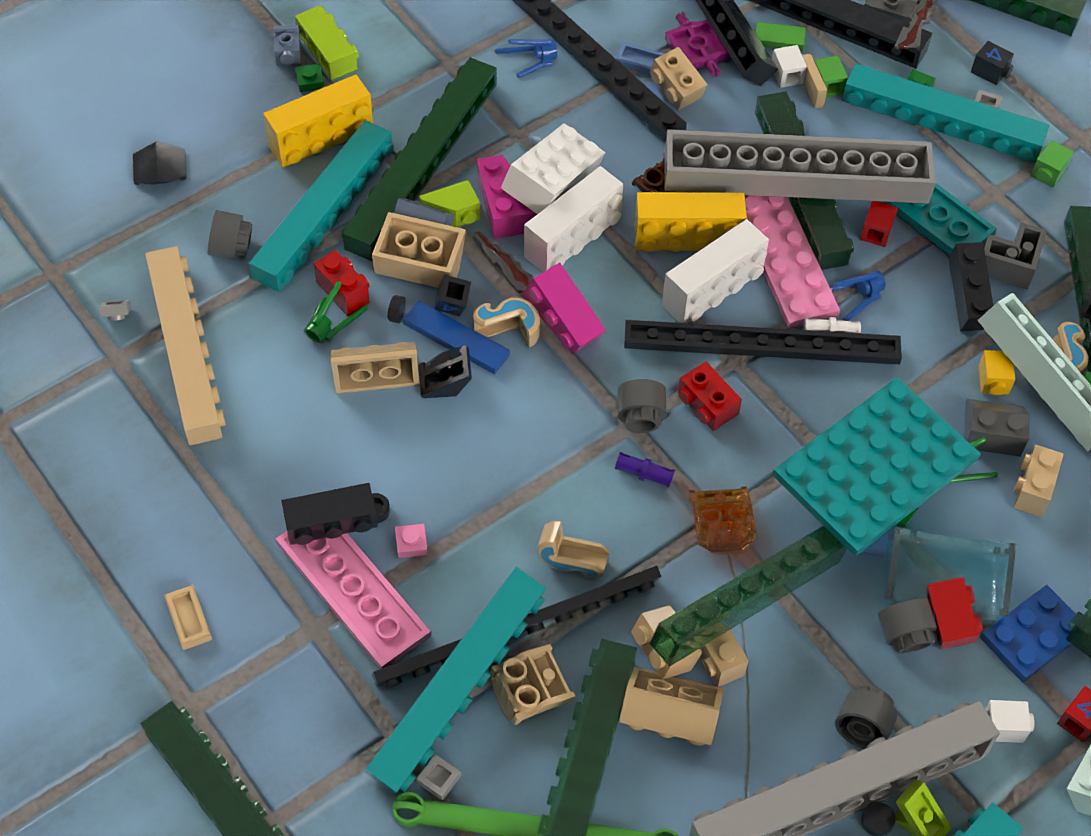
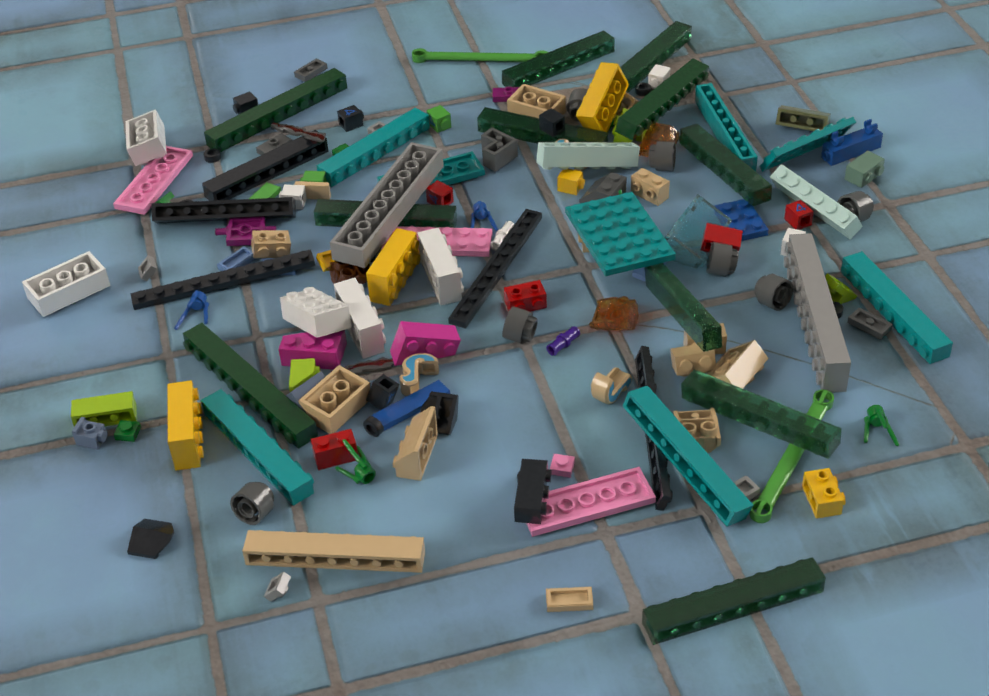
camera: 65 degrees left, 15 degrees down
(970, 284) = (510, 169): black brick -> none

